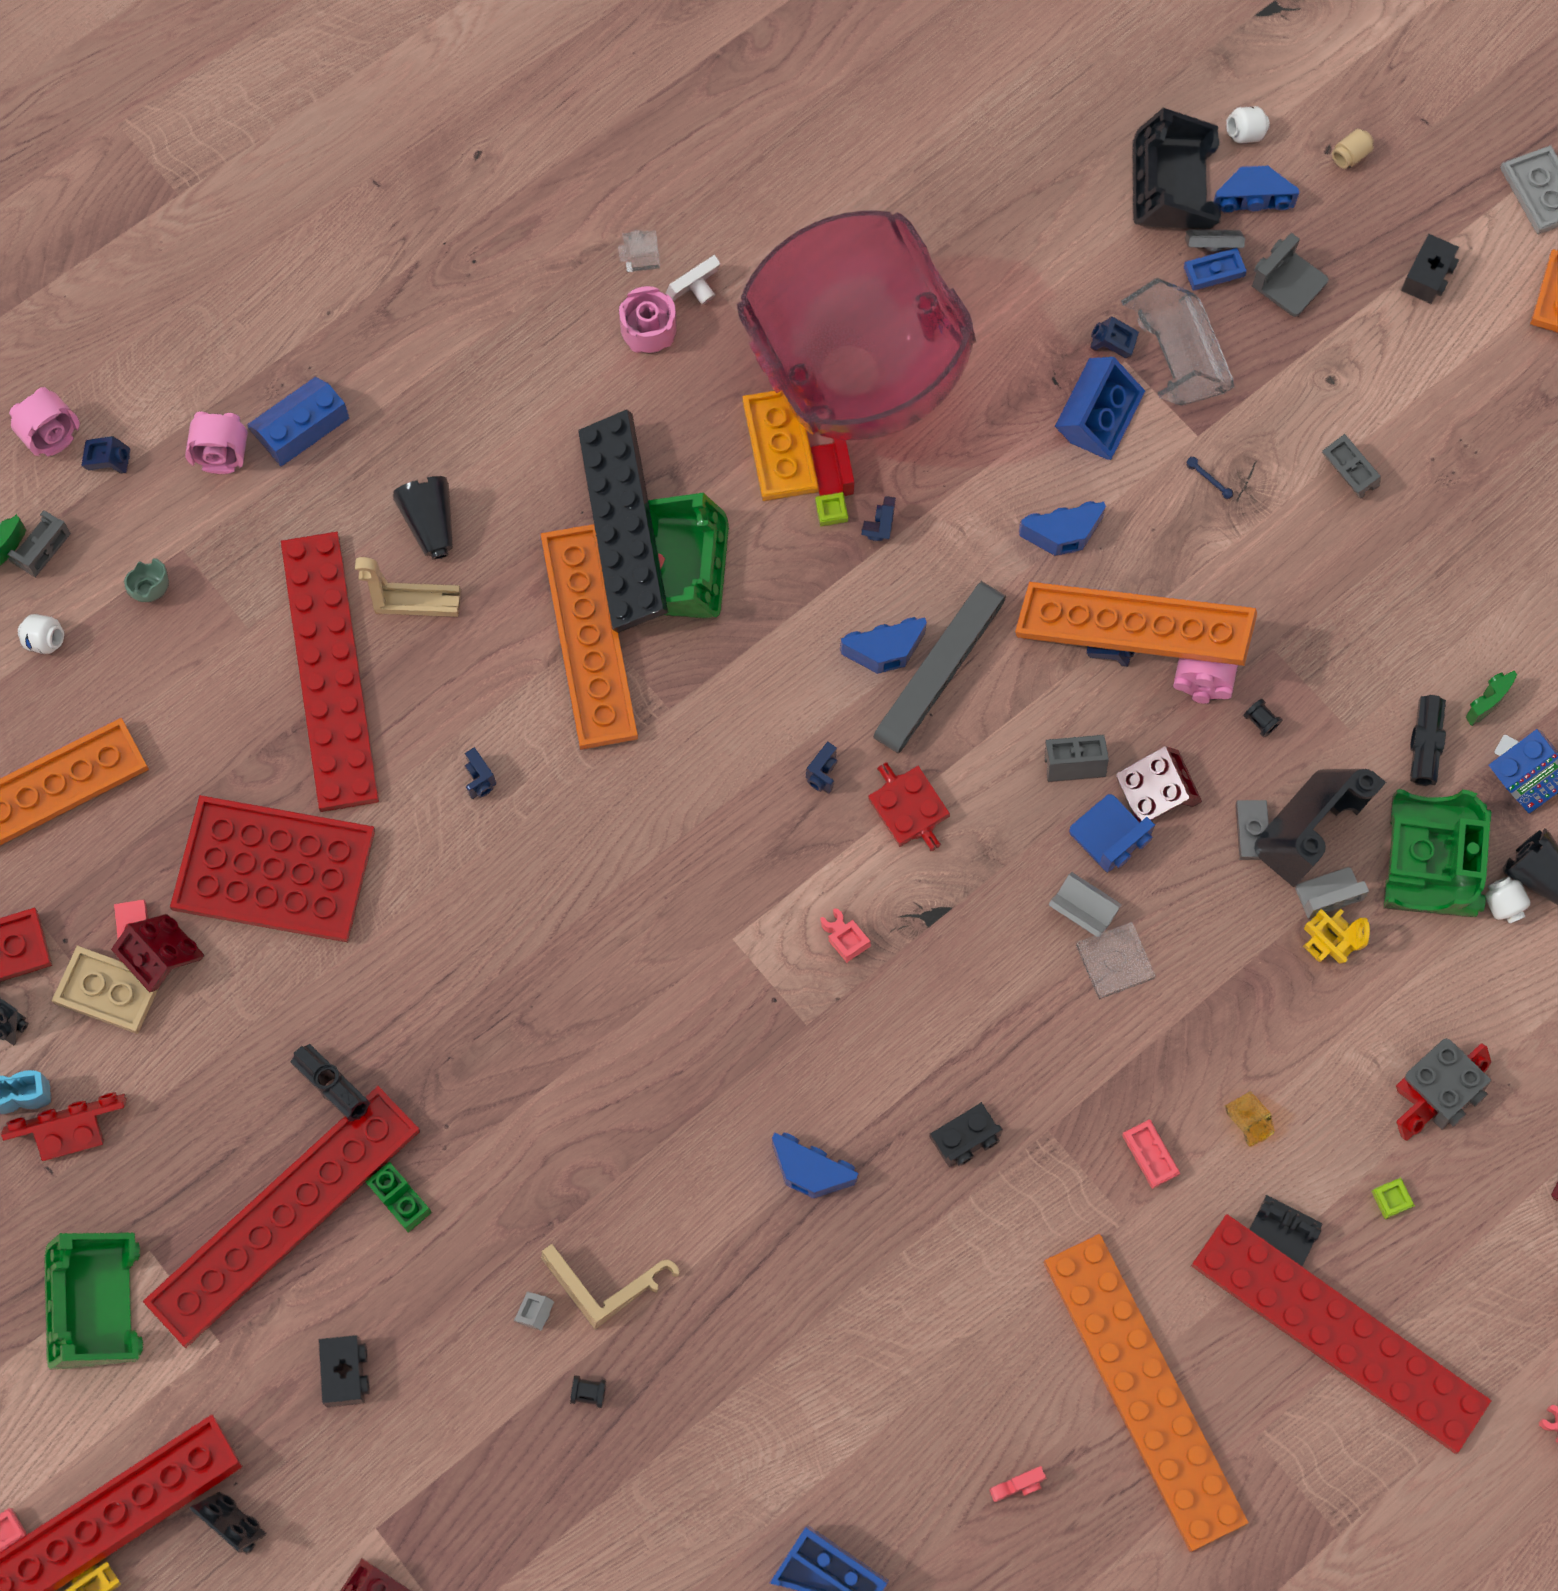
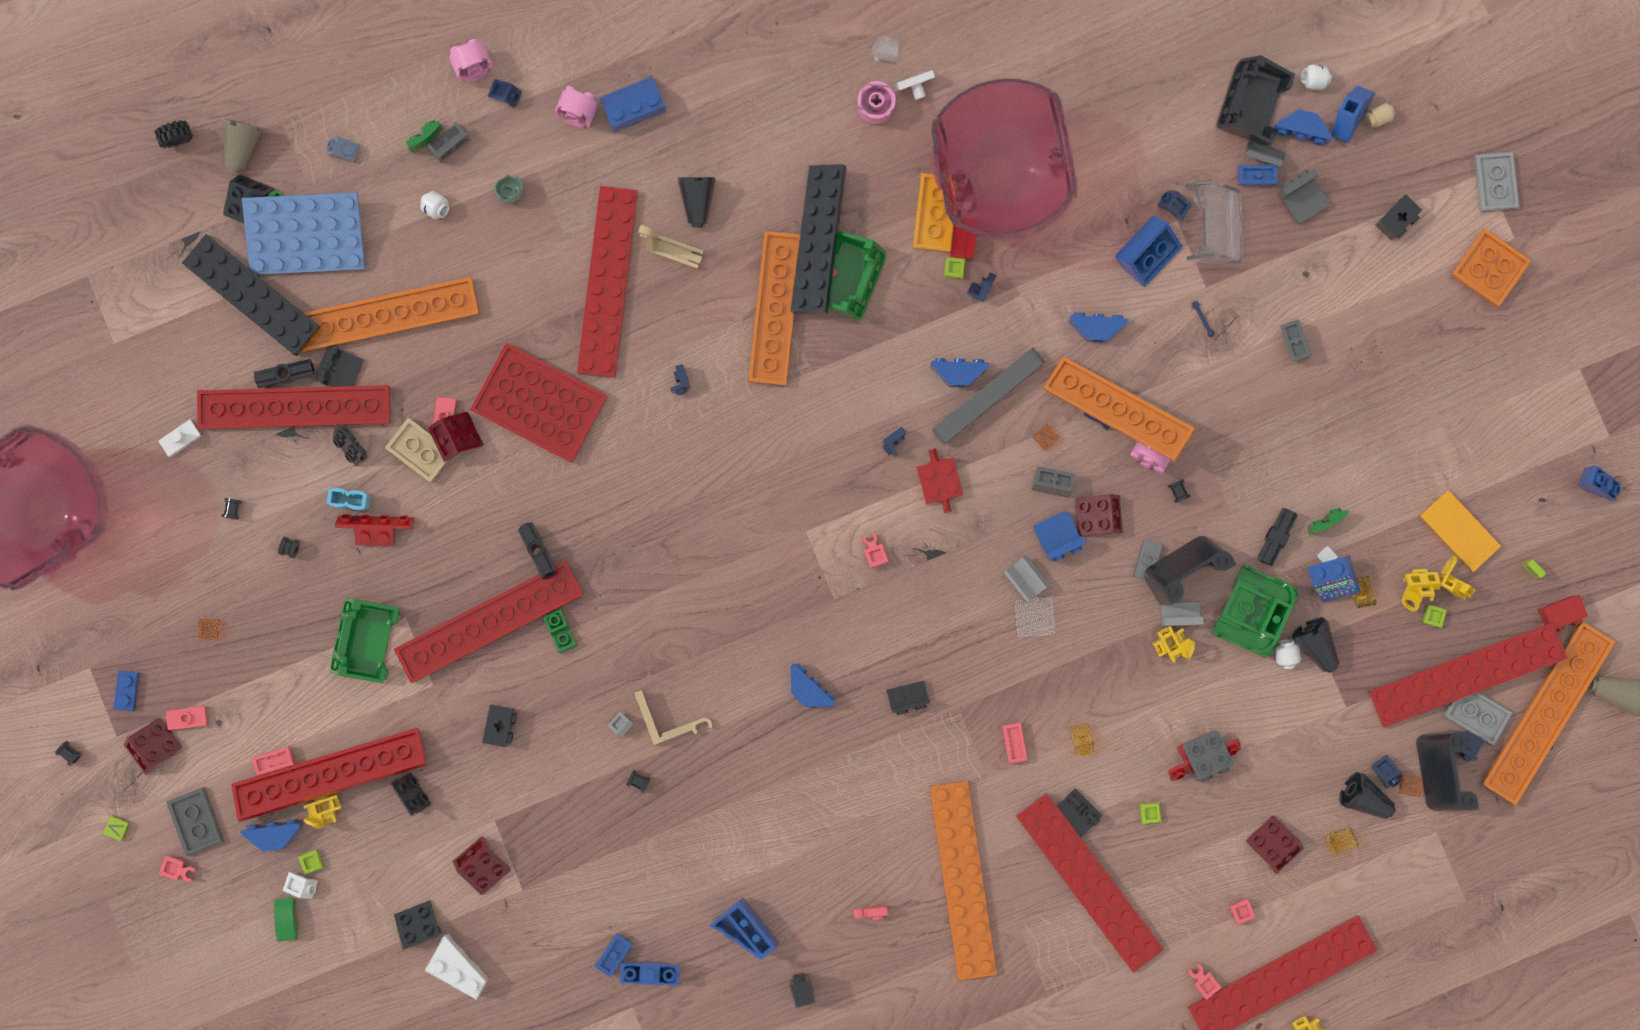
camera: 15 degrees right, 15 degrees up
(1043, 701) = (1046, 437): none -> clear orange tile
(1313, 156) = (1351, 113): none -> blue slope

